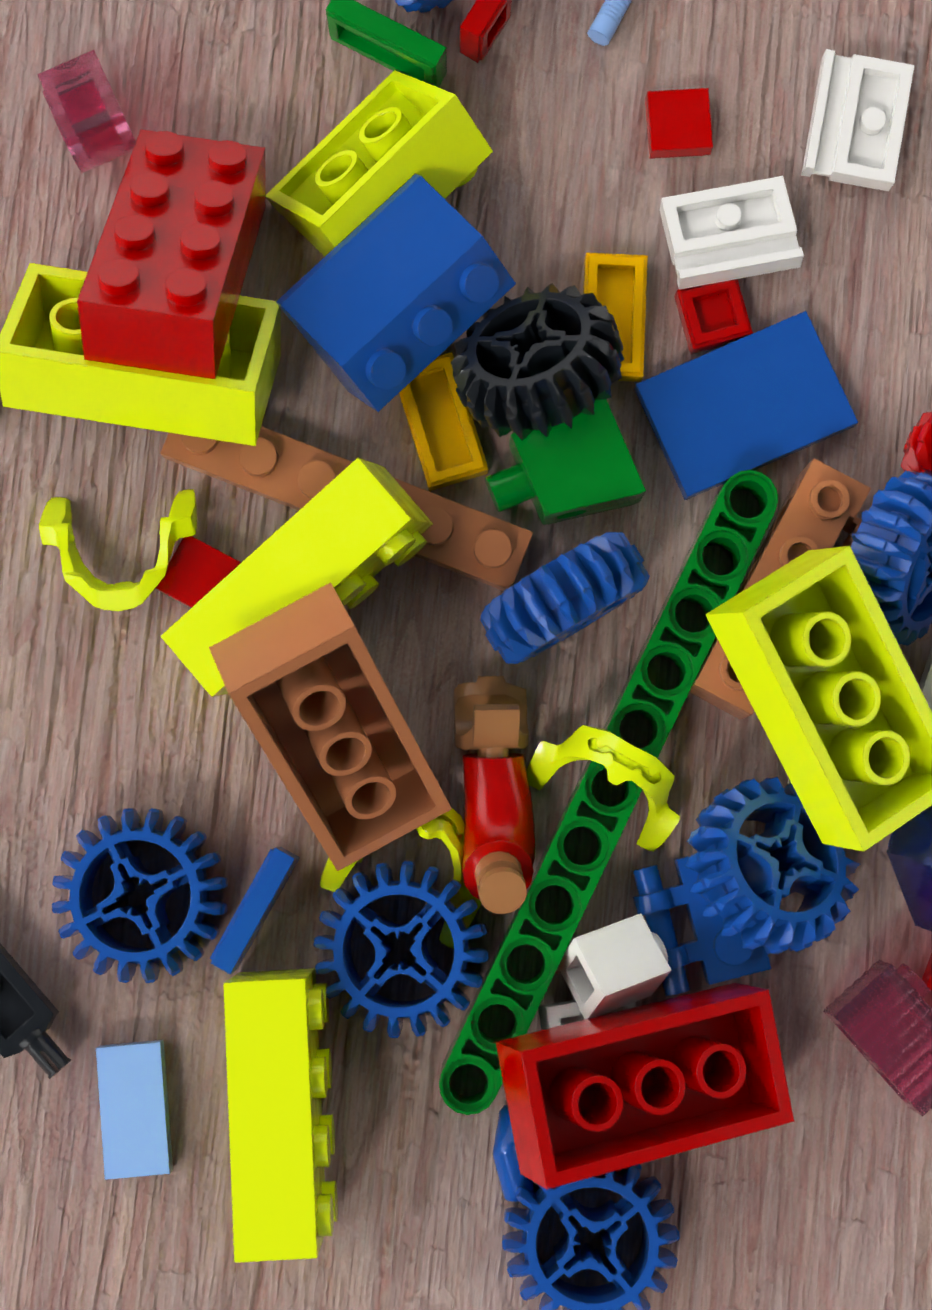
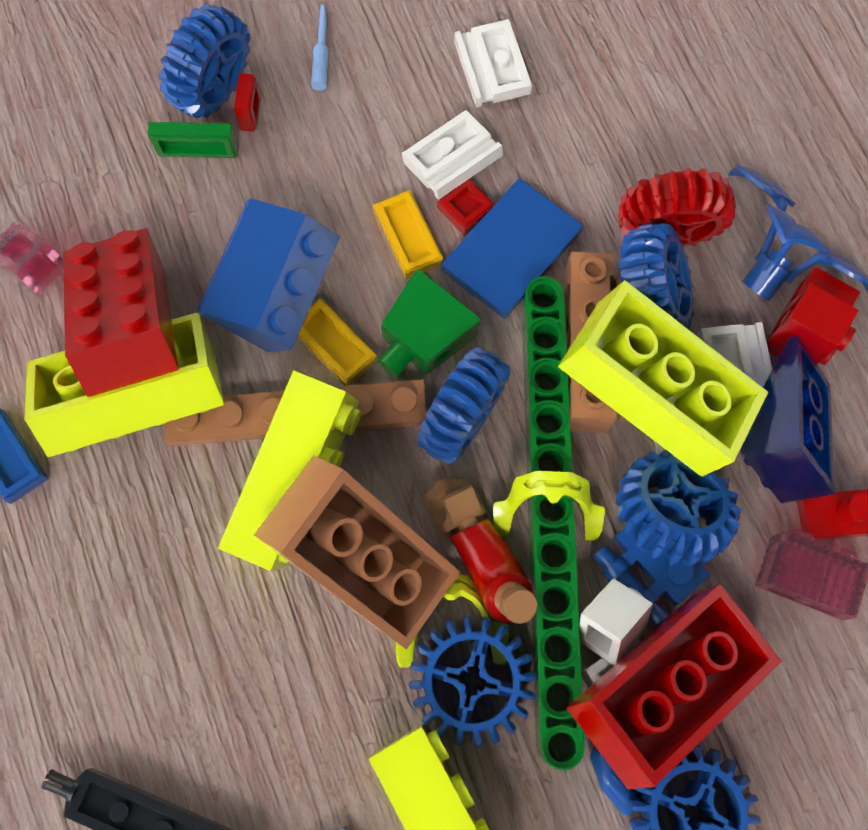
camera: 25 degrees left, 10 degrees down
(57, 530) = (119, 521): neon yellow helmet -> none
(89, 919) = (251, 707): blue gear -> none
(195, 571) = (218, 505): red tile -> none
(254, 909) = (363, 704): blue tile -> none
(372, 152) = (216, 205): neon yellow slope -> none
(538, 361) = (376, 274): black gear -> none
(678, 123) = (390, 110): red tile -> none

